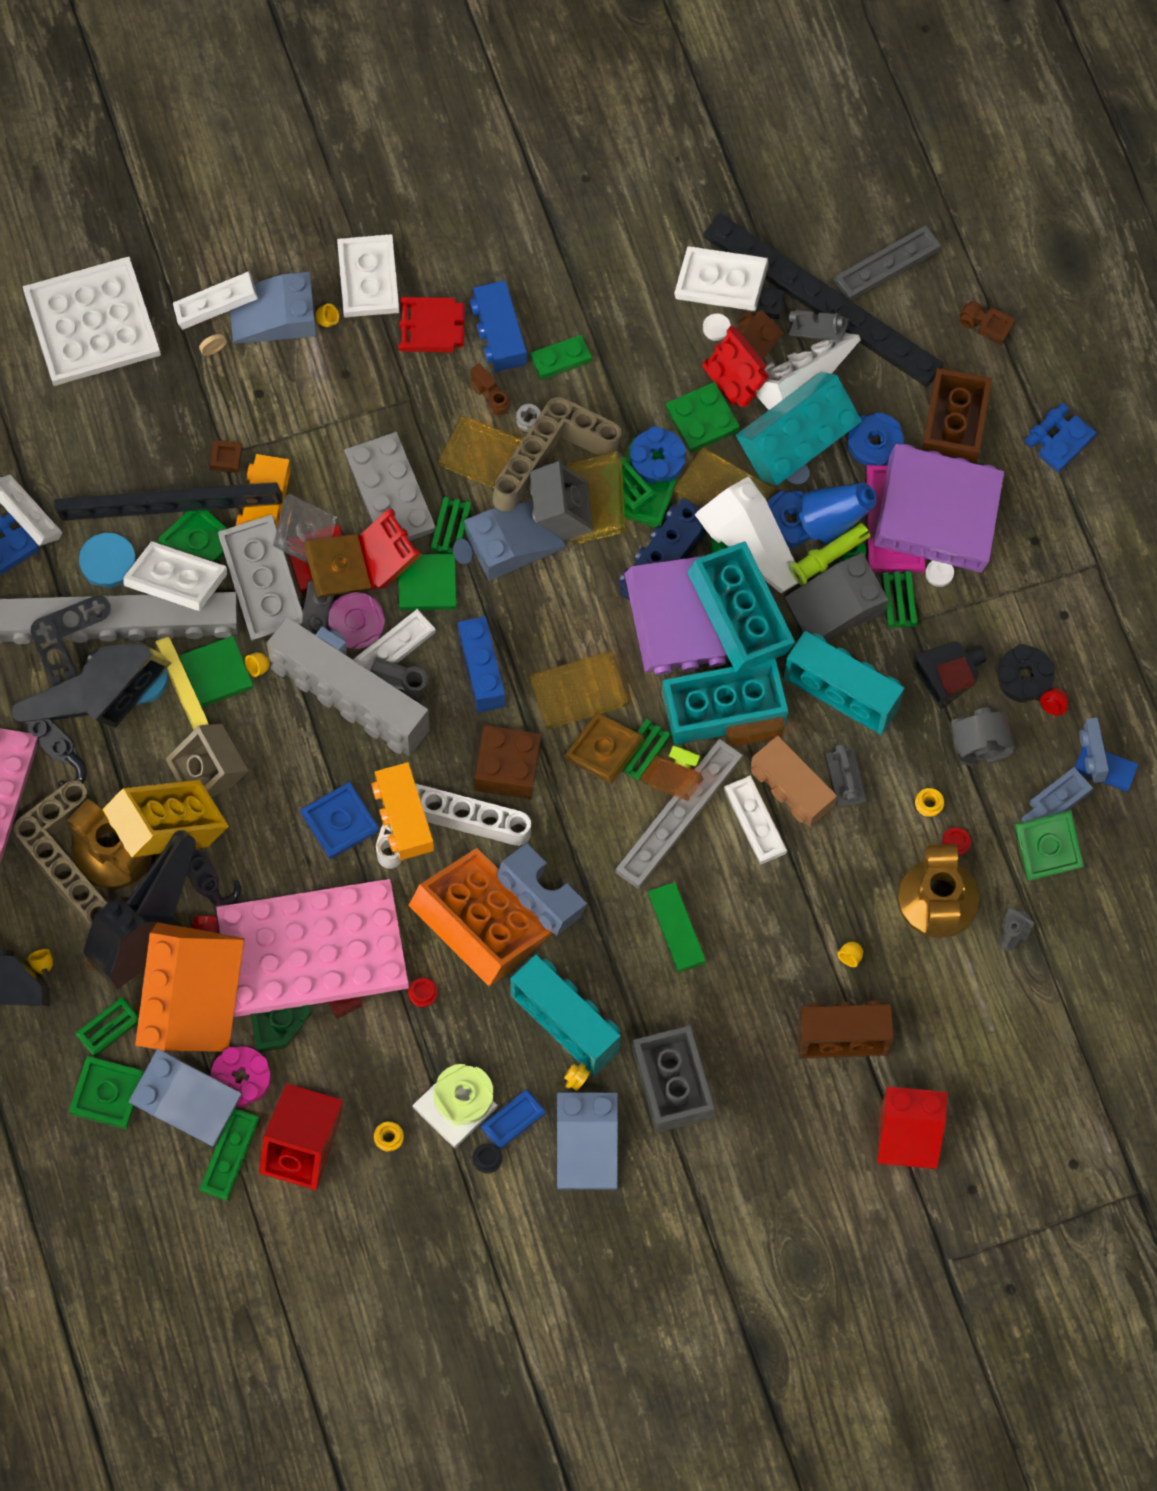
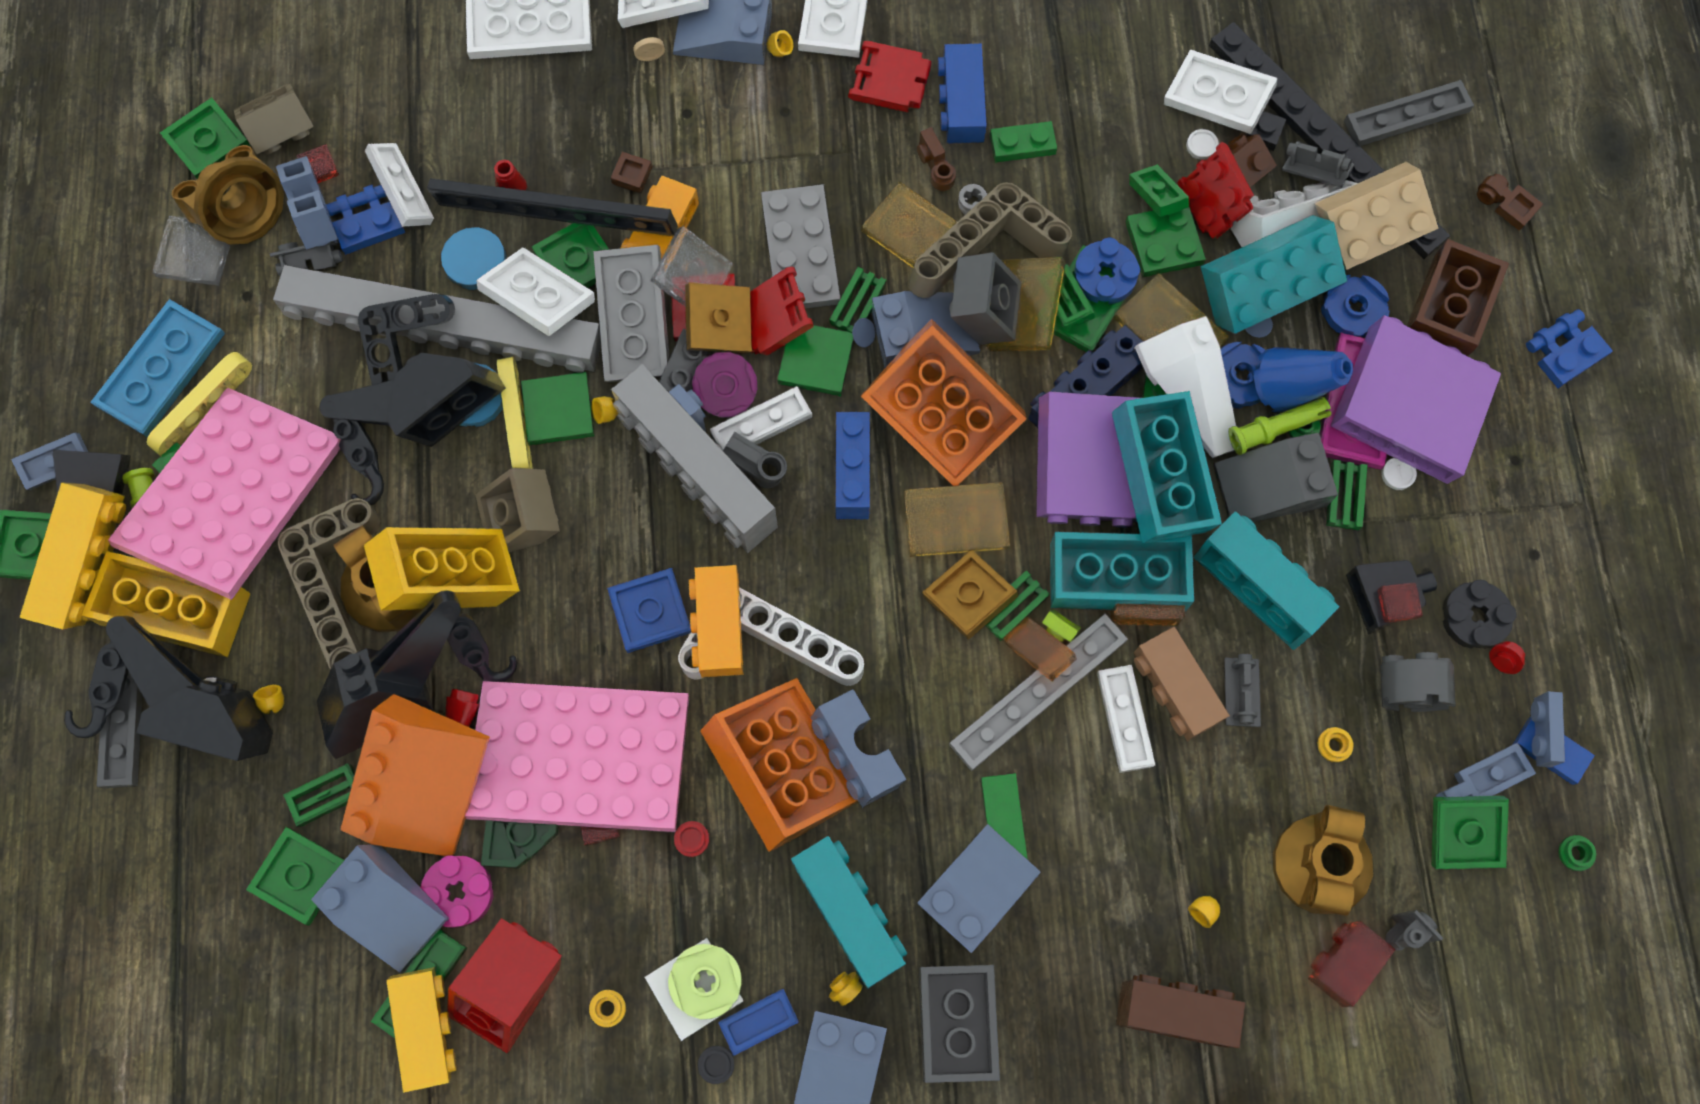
camera: 15 degrees right, 5 degrees up
(121, 483) = (508, 176): none -> red cone
(244, 1180) = (420, 1029): none -> yellow brick
(507, 762) = (855, 586): reddish brown brick -> none
(546, 596) = (944, 403): none -> orange slope
(664, 978) = (979, 888): none -> sand blue slope
(687, 376) = (1159, 190): none -> green plate
(874, 360) = (1379, 213): none -> tan brick
(959, 837) = (1358, 798): red plate -> none
(974, 966) = (1350, 963): none -> clear red brick
(1142, 836) = (1586, 849): none -> green plate

